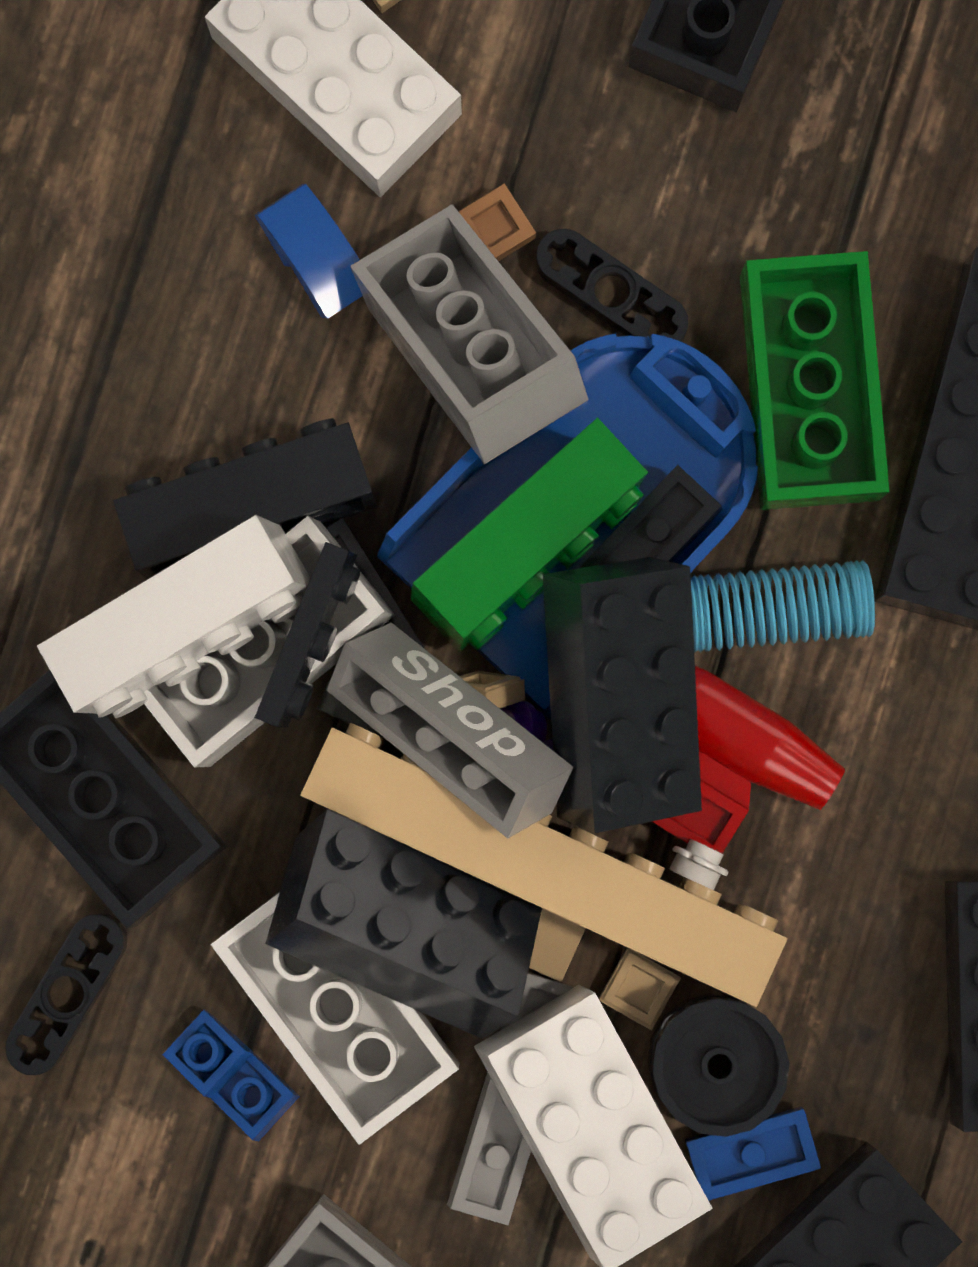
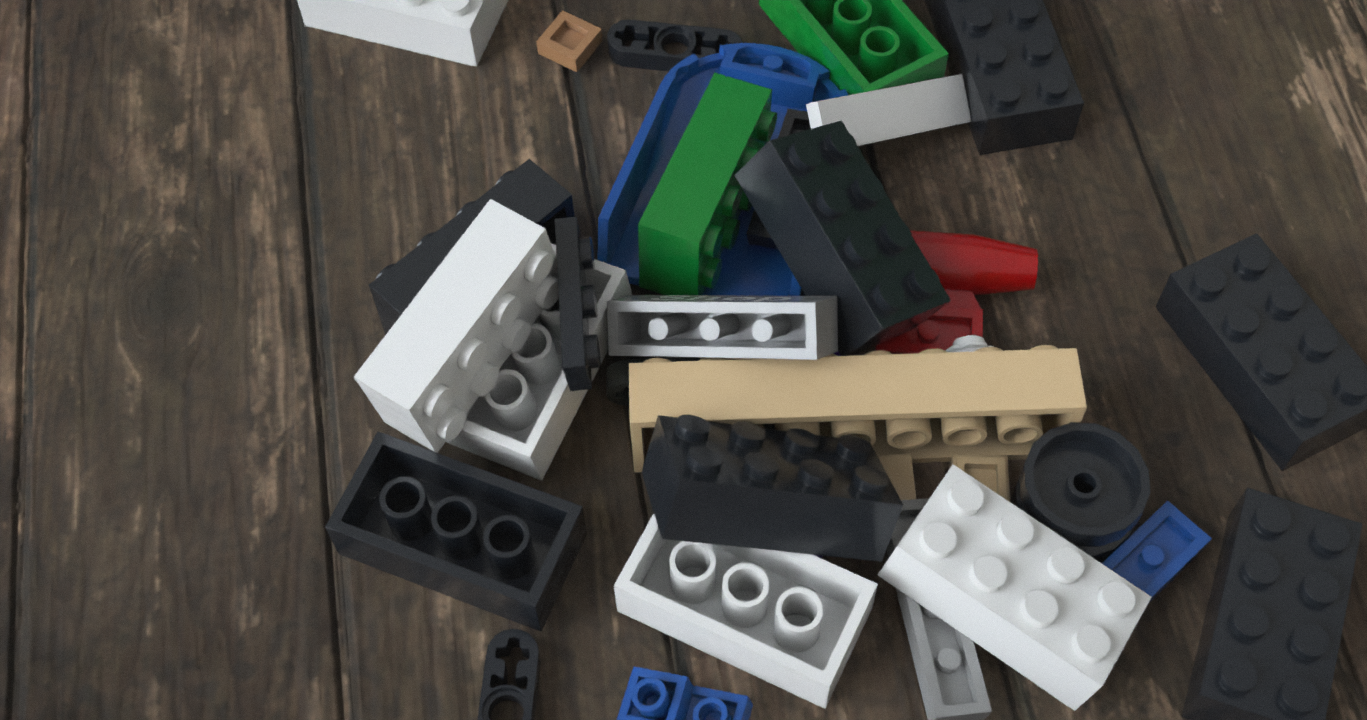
camera: 25 degrees left, 25 degrees down
(313, 248) = (440, 99): blue slope -> none
(470, 333) = (591, 81): light grey brick -> none
(782, 532) = (896, 110): none -> white tile
(851, 608) = (954, 149): medium azure piece -> none

